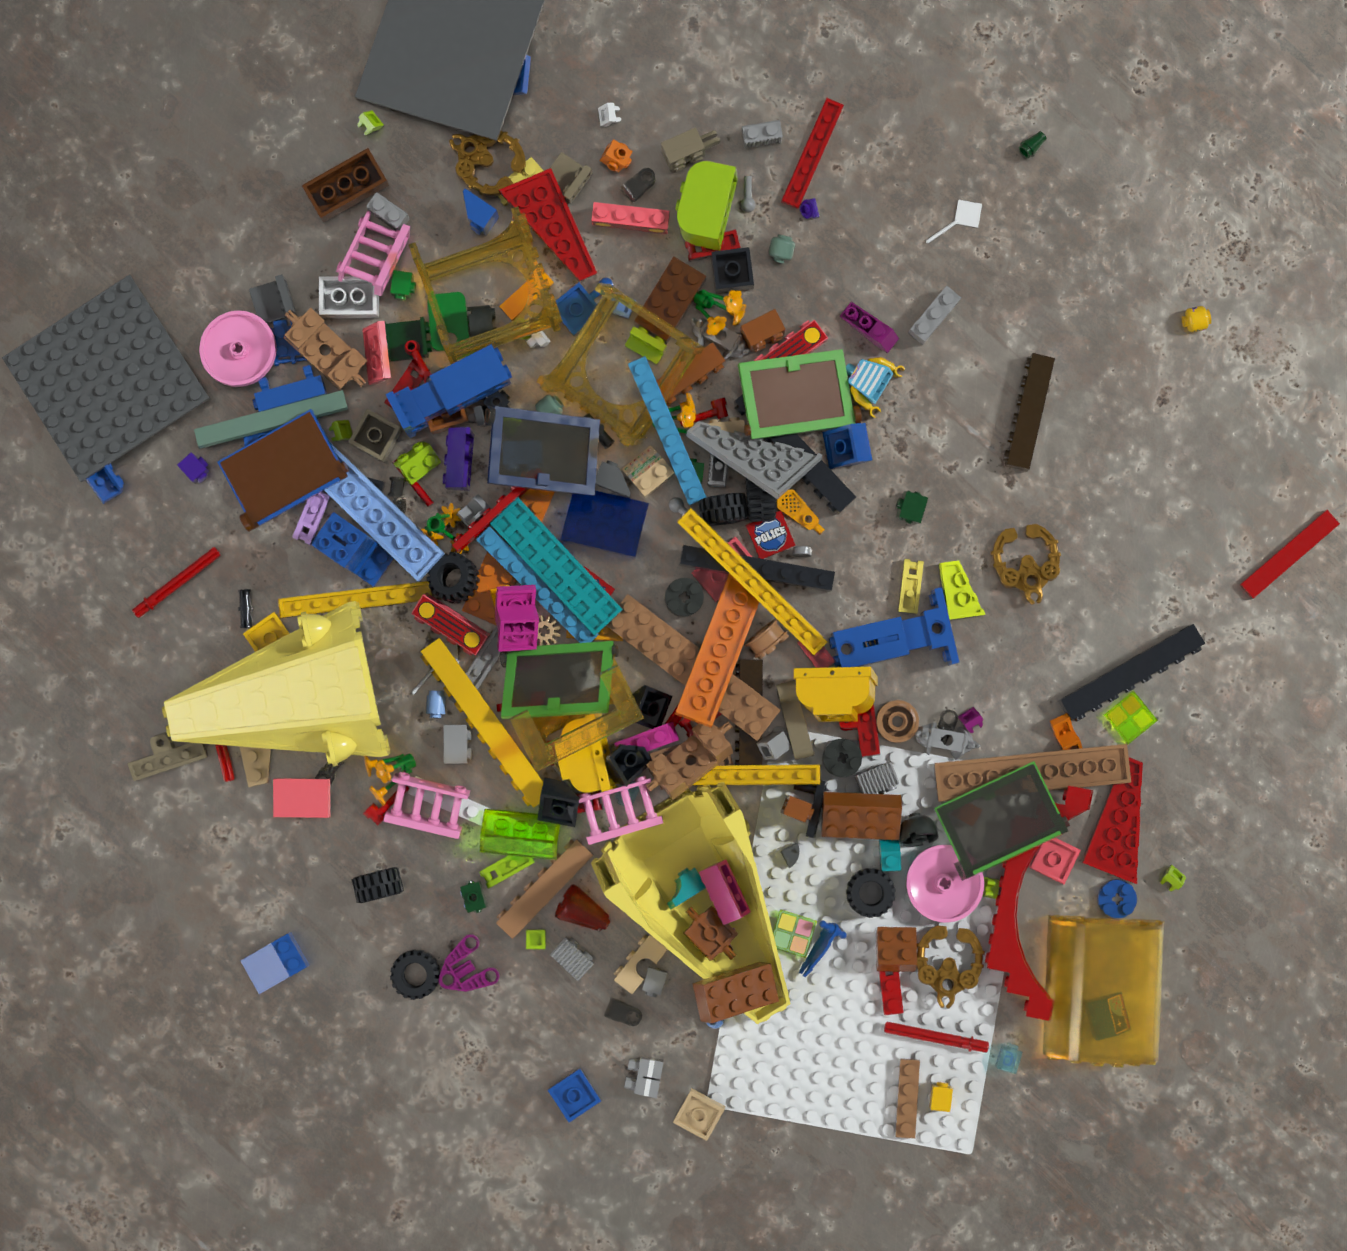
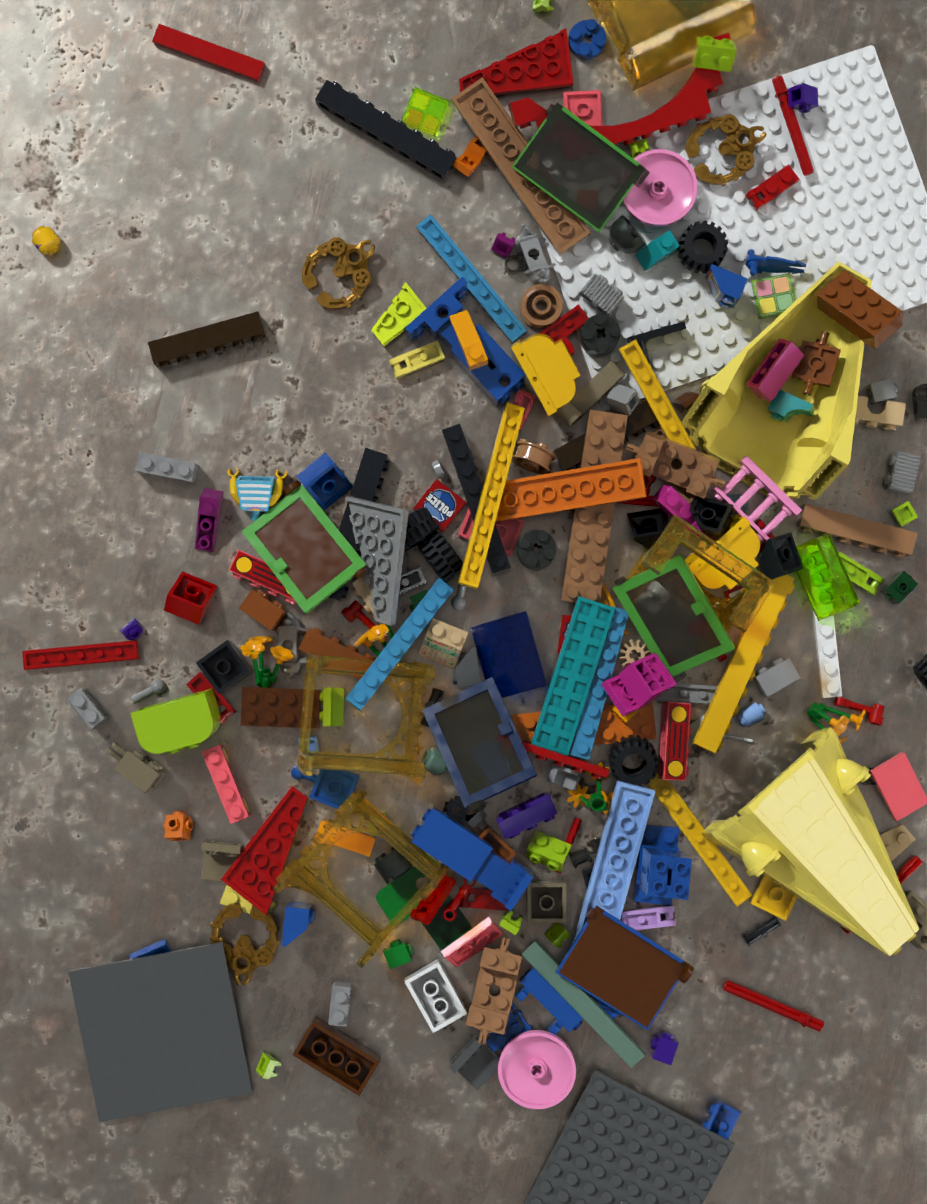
camera: 120 degrees left, 0 degrees up
(374, 394) = (510, 924): none -> lime tile
(386, 266) = (390, 976): bright pink fence -> none
(414, 819) = (861, 668): bright pink fence -> none
(431, 339) = (433, 901): none -> red plate
(538, 339) = (379, 802): white tile -> none
(581, 910) = (858, 488): clear red cone -> none
(607, 114) = (144, 856): white tile -> none
(636, 187) = (195, 794): clear smoke piece -> none
(743, 800) = (685, 401): none -> reddish brown slope
(781, 248) = (180, 634): sand green head -> none
(791, 854) = (707, 334): dark grey tile -> none
(797, 808) = (669, 345): dark orange brick -> none
(801, 512) = (405, 489): light orange piece -> none
(809, 274) = (190, 598): none -> red slope
(822, 892) = (725, 286): none -> blue slope
(861, 815) = (641, 290): dark orange brick -> none
(896, 949) = (739, 198): dark orange brick -> none
(899, 635) = (469, 340): none -> light orange slope
(907, 1098) = (858, 122): medium nougat plate -> none
(911, 507) = (347, 396): dark green head -> none
(941, 1097) = (842, 93): yellow brick -> none
(955, 1058) = (803, 97): none -> dark purple brick
(956, 674) = (476, 283): none -> dark azure plate
(966, 214) = (61, 489): white piece -> none
(1009, 1058) = (775, 55): clear light blue brick -> none
(1036, 996) = (714, 54): none -> lime bracket

